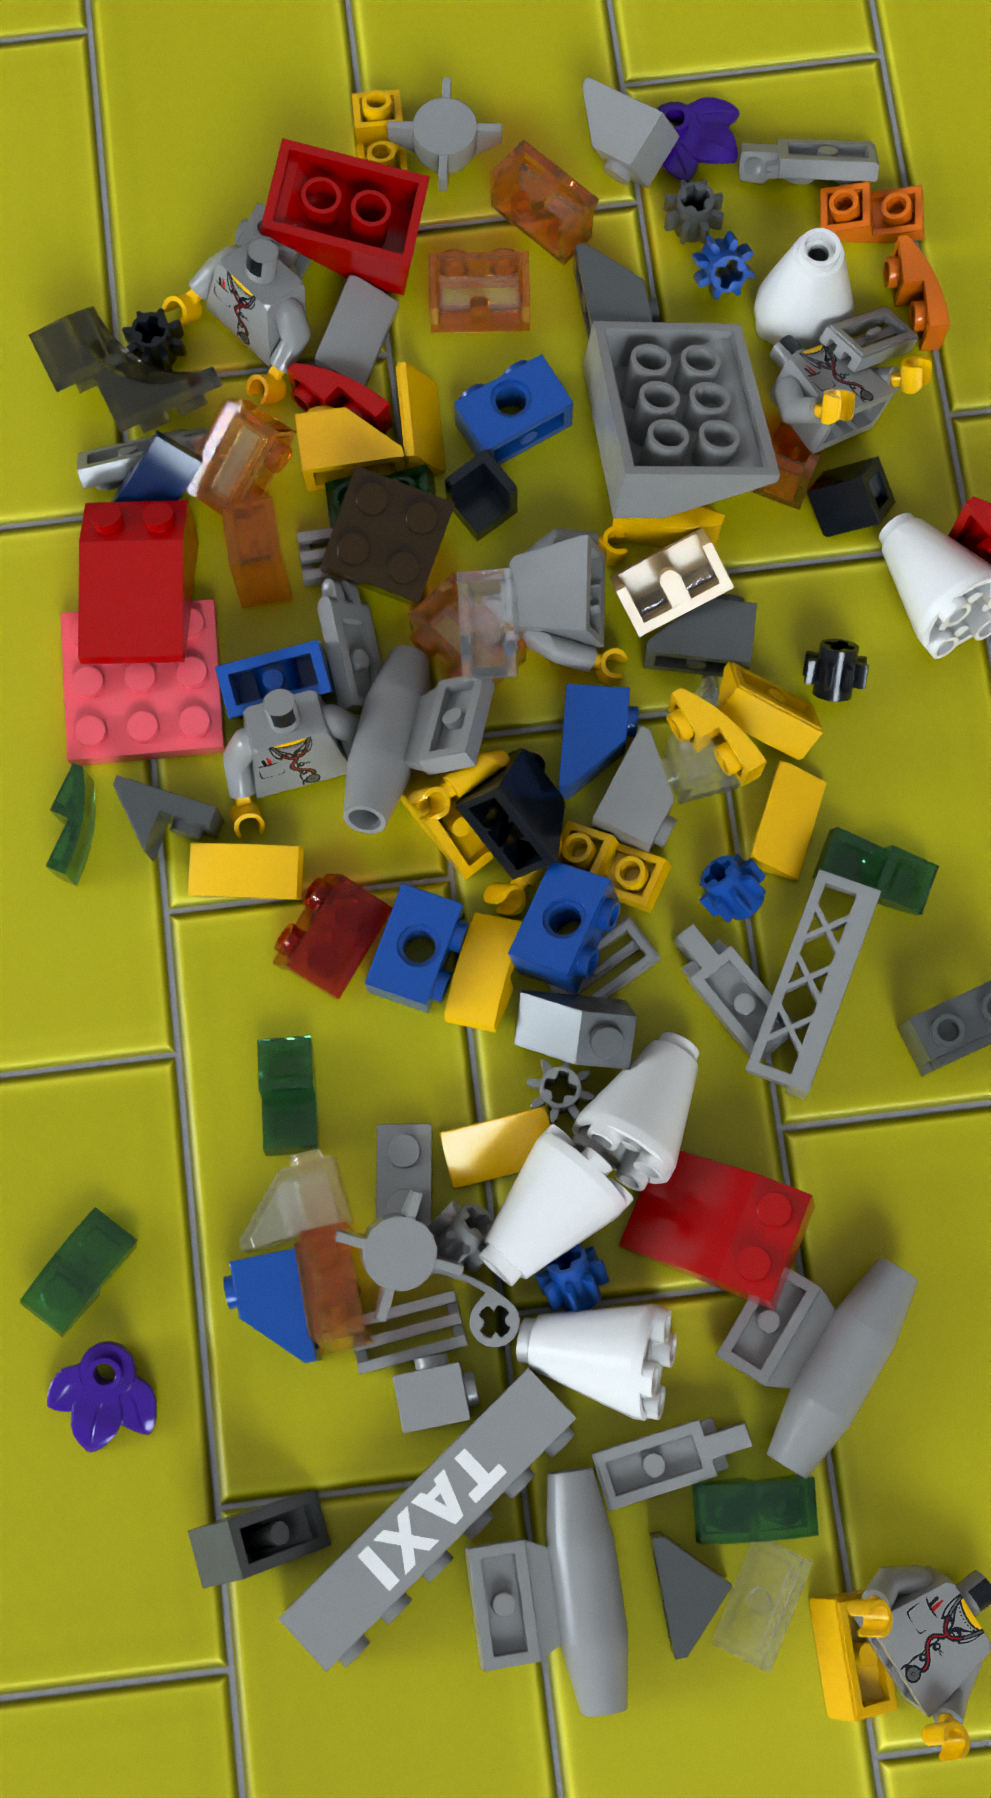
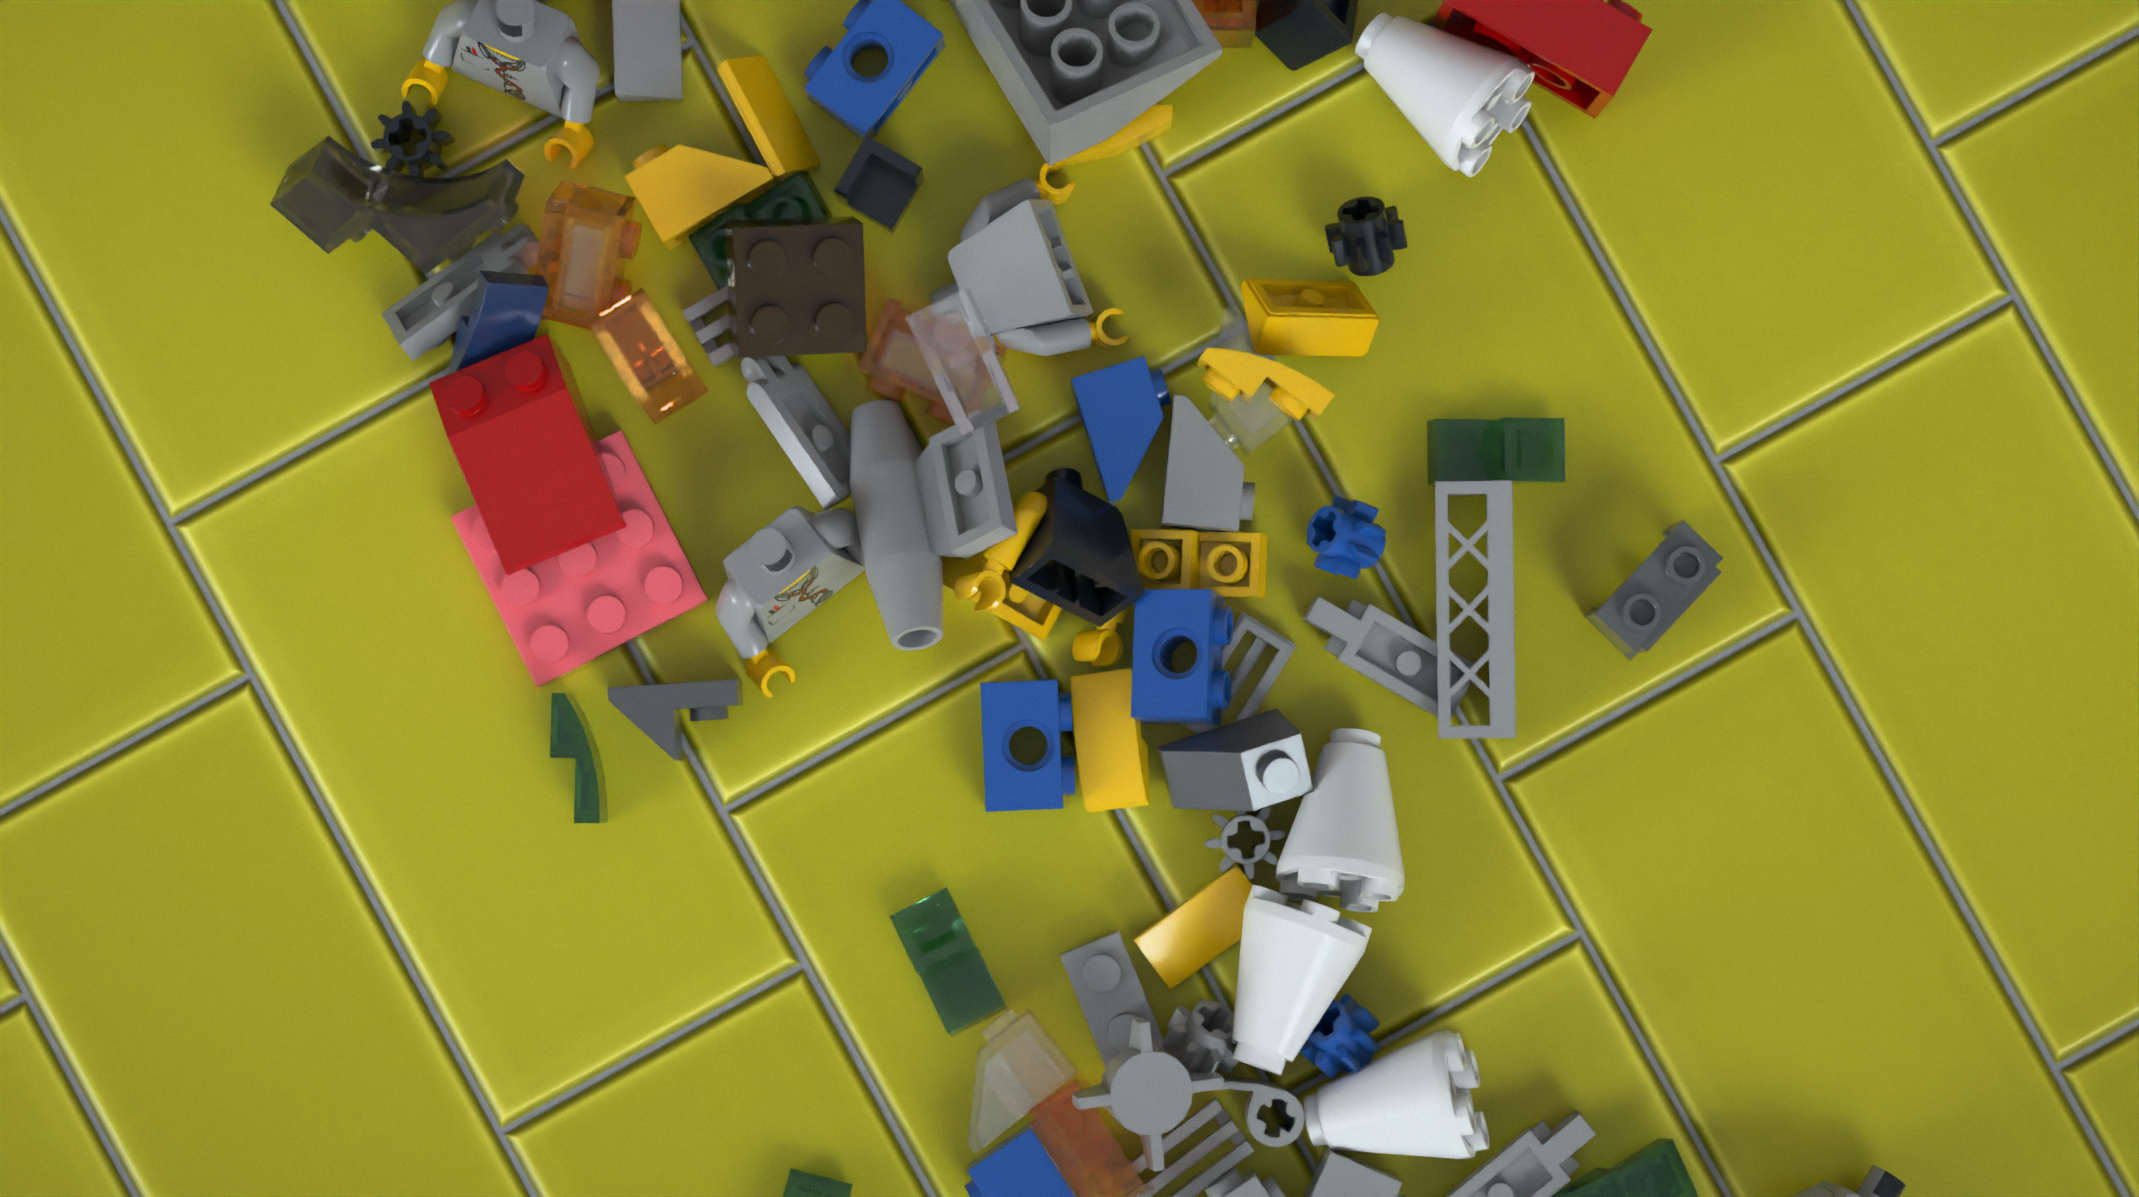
camera: 30 degrees left, 10 degrees up
(246, 871) = (796, 734): yellow slope -> none
(291, 668) = (737, 502): blue brick -> none
(322, 387) = (645, 126): red slope -> none
(331, 933) = (920, 765): clear red bracket -> none
(671, 582) = (1141, 210): window -> none
(705, 638) = (1208, 253): dark grey slope -> none
(721, 1227) = (1476, 920): red slope -> none
(787, 821) = (1376, 432): yellow slope -> none
(820, 1355) = (1634, 1009): light grey plate -> none

